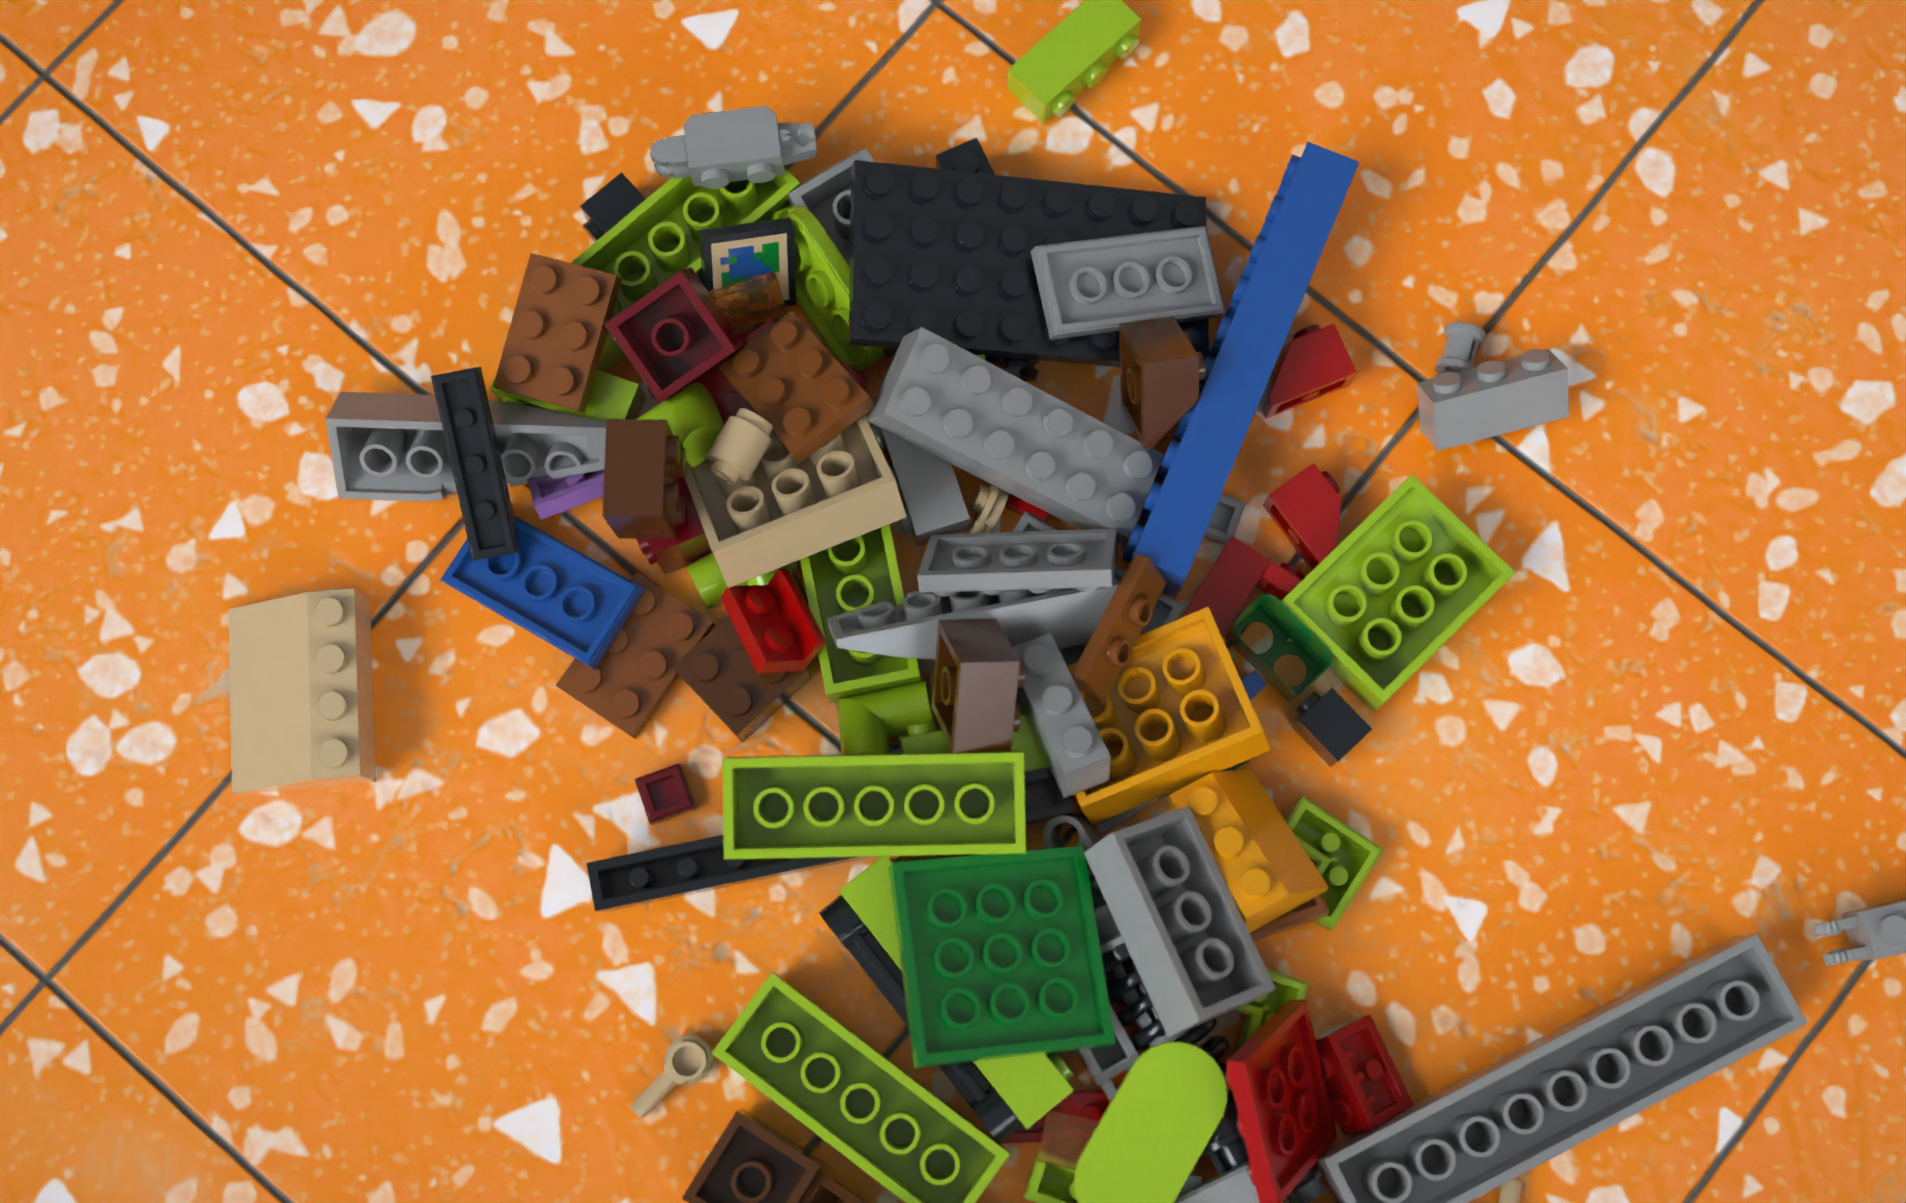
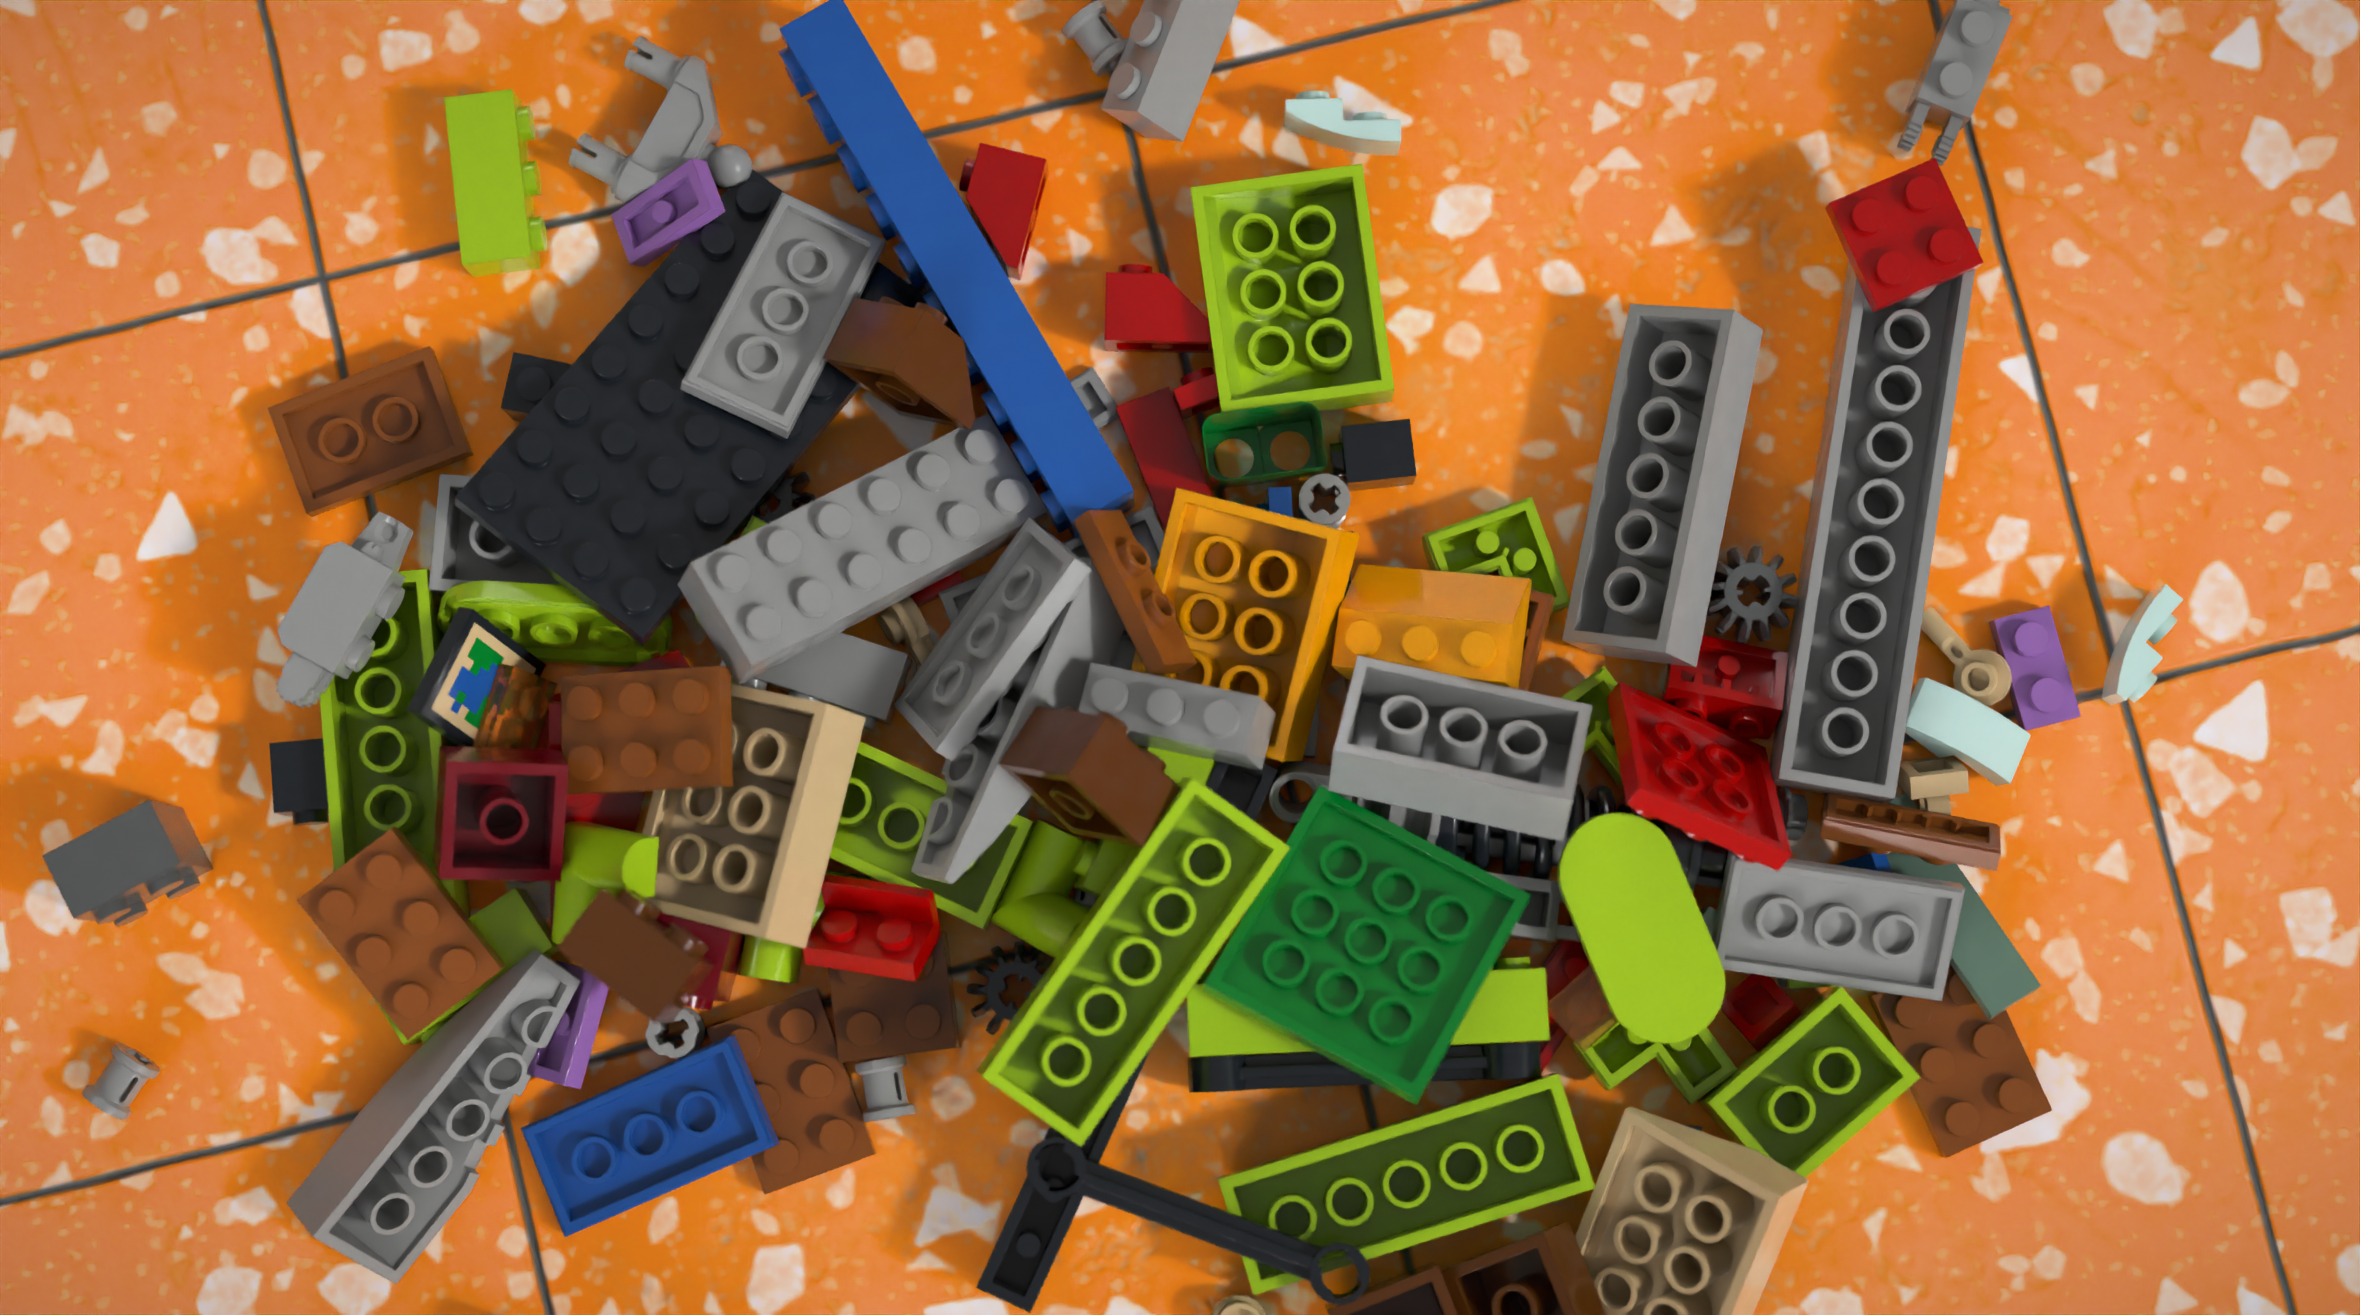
camera: 55 degrees left, 5 degrees up
(348, 240) = (121, 1081): none -> light grey bush
(476, 463) = (477, 1113): black tile -> none
(485, 144) = (129, 863): none -> dark grey brick
(623, 565) = (692, 1037): none -> light grey bush
(665, 794) = (956, 1161): dark red tile -> none
(678, 711) = (884, 1089): none -> light grey bush
(734, 979) = (1198, 1220): none -> black piece
(740, 446) = (673, 832): tan brick -> none
(800, 734) = (997, 983): none -> black gear
(863, 95) = (370, 431): none -> dark orange plate
(1138, 167) = (668, 212): none -> medium lavender plate
(1186, 143) = (680, 130): none -> light grey connector
(1285, 709) = (1325, 485): none -> light grey bush
(1442, 1033) = (1771, 593): none -> dark grey gear
(1462, 931) = (1663, 483): none -> light grey brick
(1521, 527) = (1321, 120): none -> light aqua slope
(1761, 971) = (1904, 235): none -> red plate

